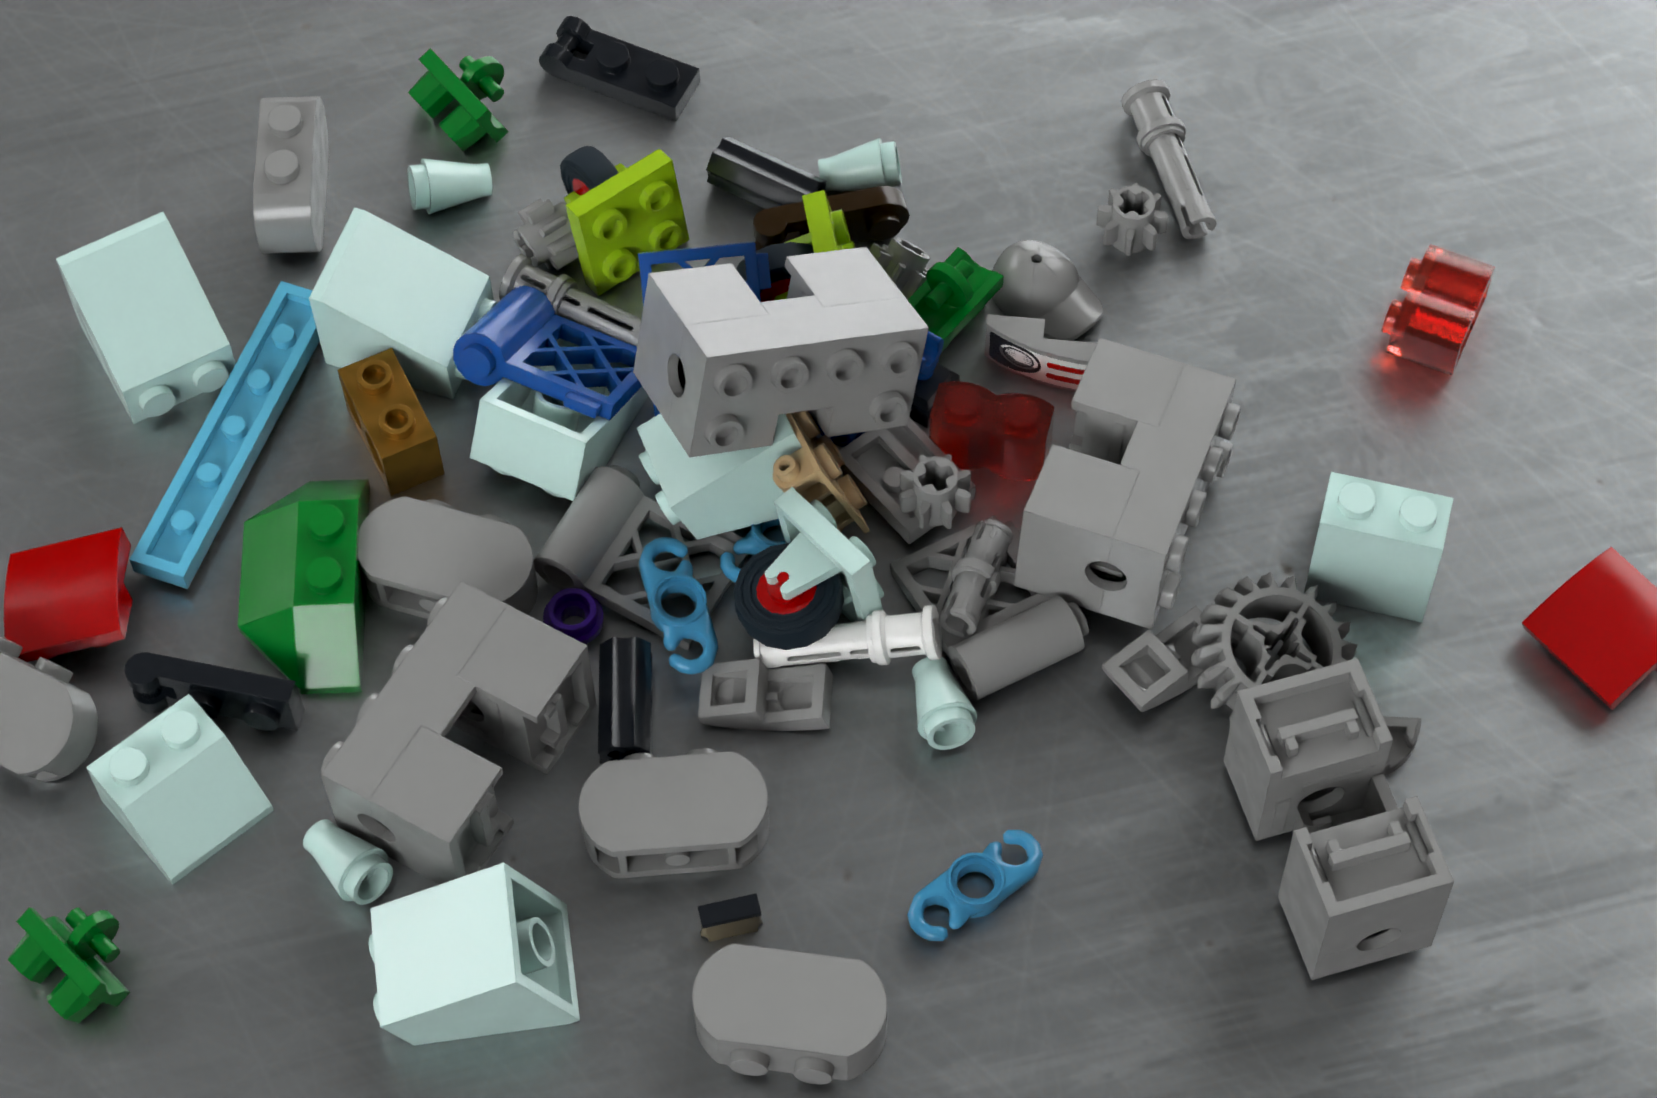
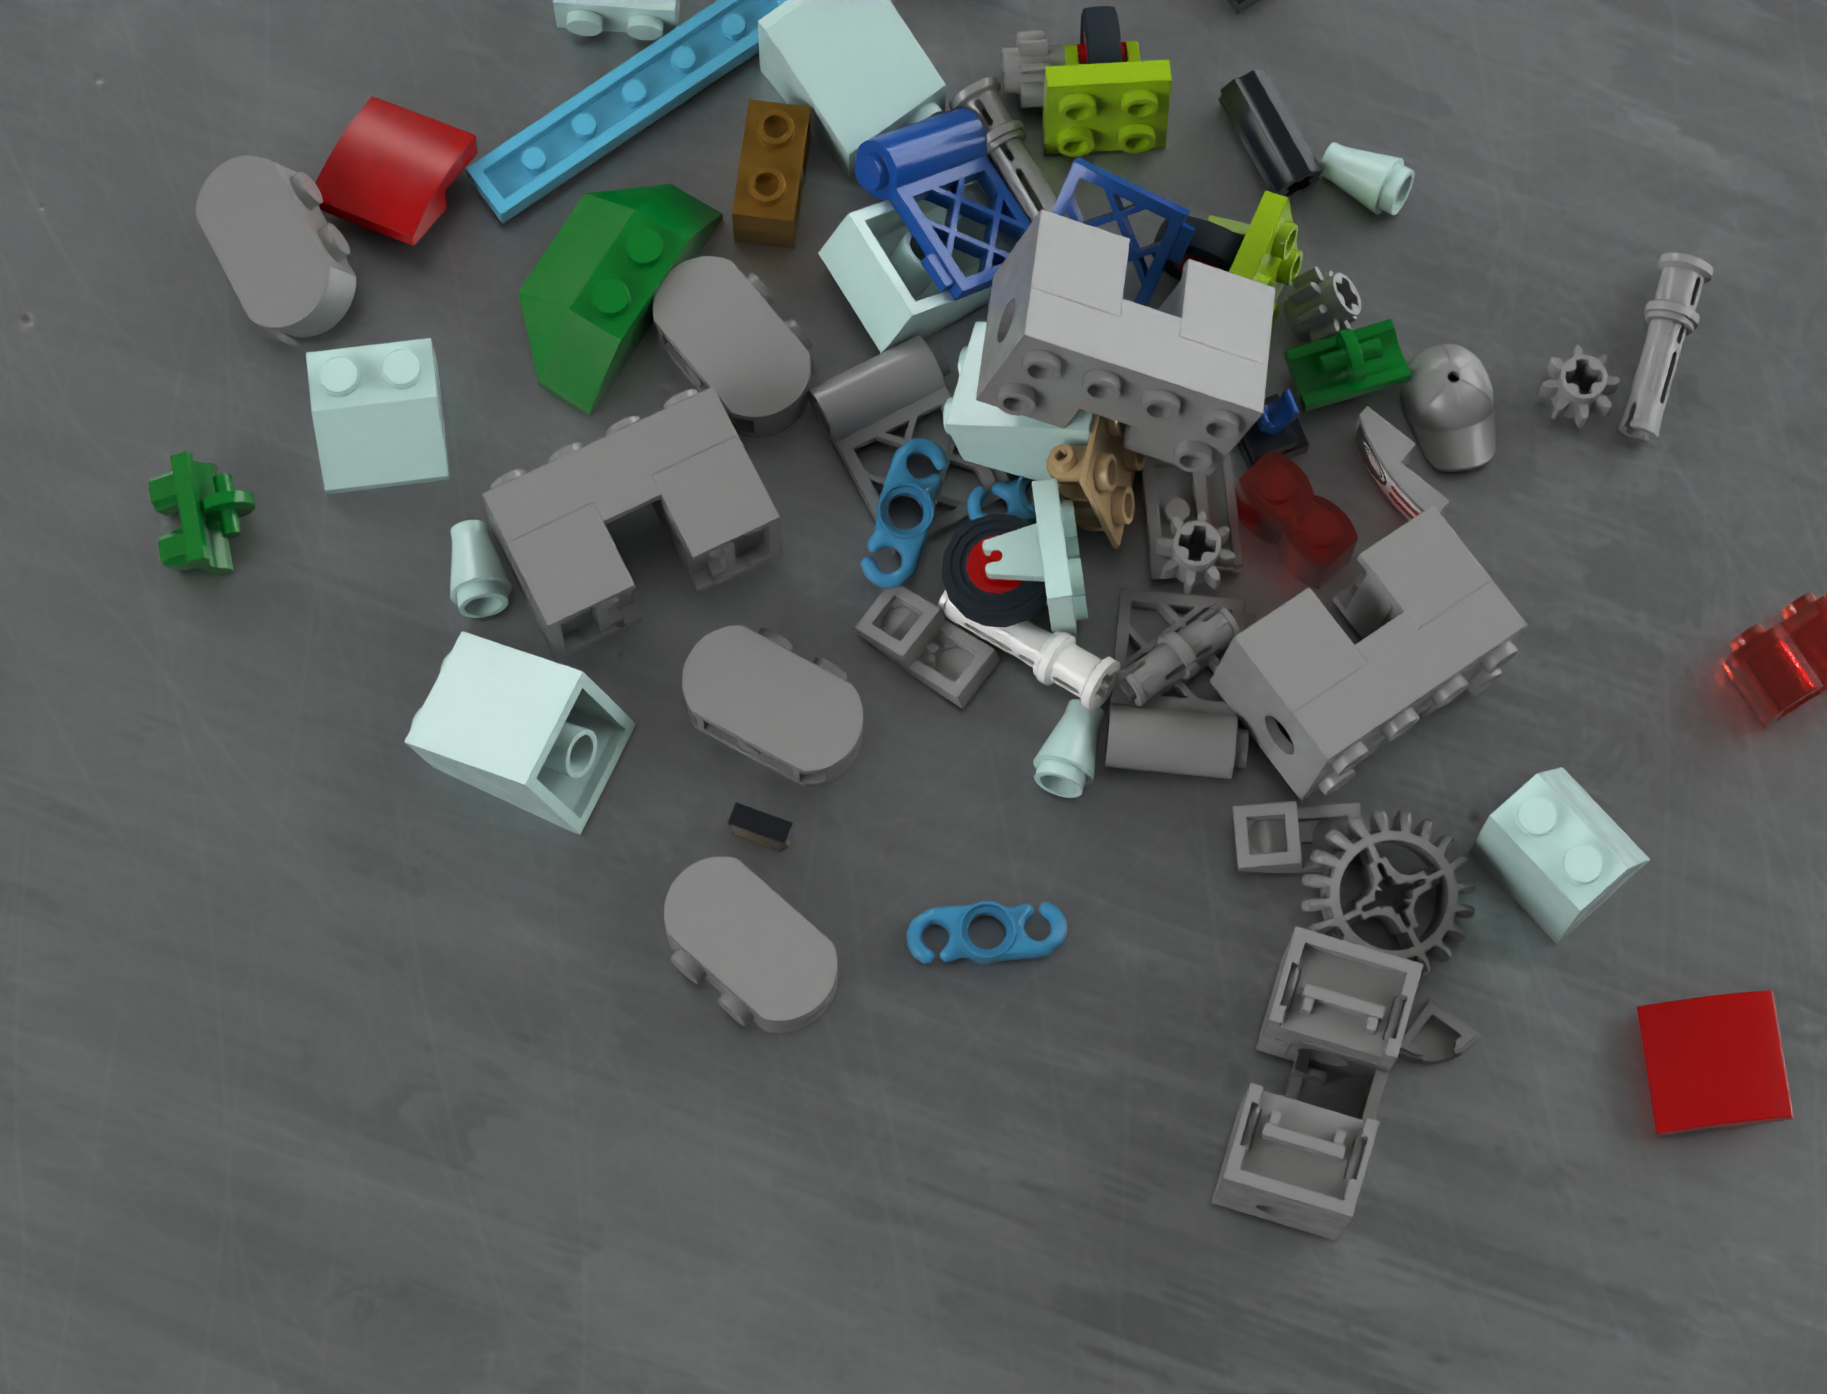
camera: 30 degrees right, 15 degrees up
(220, 691) = (459, 340): black plate -> none
(575, 603) = (811, 446): dark purple plate -> none
(624, 698) = (801, 573): black axle -> none
(869, 215) = (1338, 229): dark brown plate -> none

